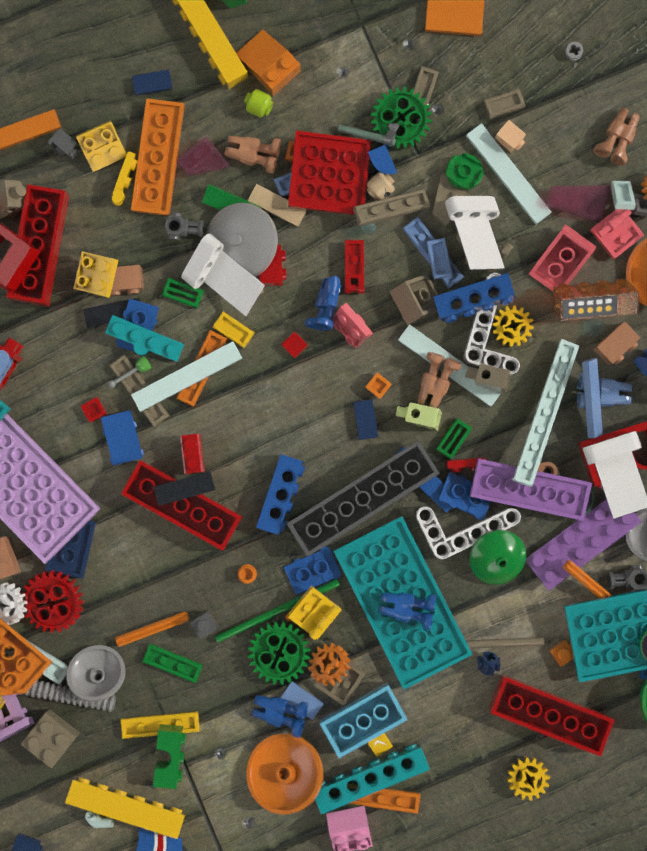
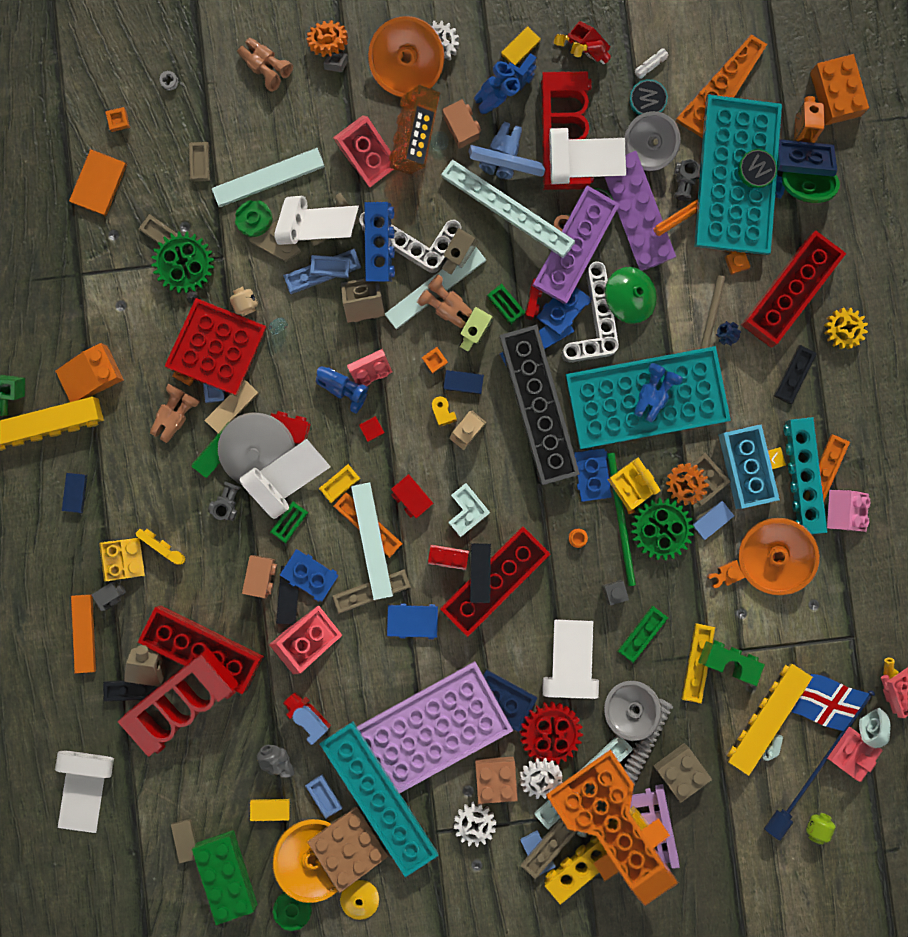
camera: 75 degrees left, 0 degrees up
(74, 342) = (305, 640): none -> coral slope
(93, 410) = (377, 641): red tile -> none
(95, 274) = (246, 600): yellow plate -> none
(126, 601) = (572, 661): none -> white piece
(141, 365) = (348, 581): hinge -> none
(144, 339) = (323, 572): teal hinge -> none
(152, 629) = (604, 643): orange axle -> none
(157, 157) = (149, 508): orange plate -> none
(202, 159) = (164, 465): clear pink wing -> none
(240, 402) = (411, 496): none -> red brick
(244, 464) = (472, 511): none -> light aqua plate
(254, 731) = (728, 573): none -> orange plate
(258, 103) = (126, 395): lime head -> none
(265, 520) = (533, 505): blue brick -> none
(275, 713) = (719, 549): blue piece -> none
(320, 437) = (467, 429): none -> tan torso
(332, 405) = (440, 409): none -> yellow leg
(354, 266) = (312, 349): red plate -> none
(382, 160) = (218, 292): blue brick -> none
(388, 140) = (201, 280): sand green piece -> none
(391, 207) = (267, 297): dark tan tile -> none
(468, 741) = (795, 374): none -> black tile
(510, 137) = (233, 164): light nougat brick -> none
(515, 334) = (423, 216): yellow gear -> none
(521, 14) = (117, 119): none -> orange plate
(580, 200) = (314, 117): clear pink wing -> none
(617, 232) = (355, 91): coral plate -> none
(623, 195) = (321, 75): light aqua tile -> none

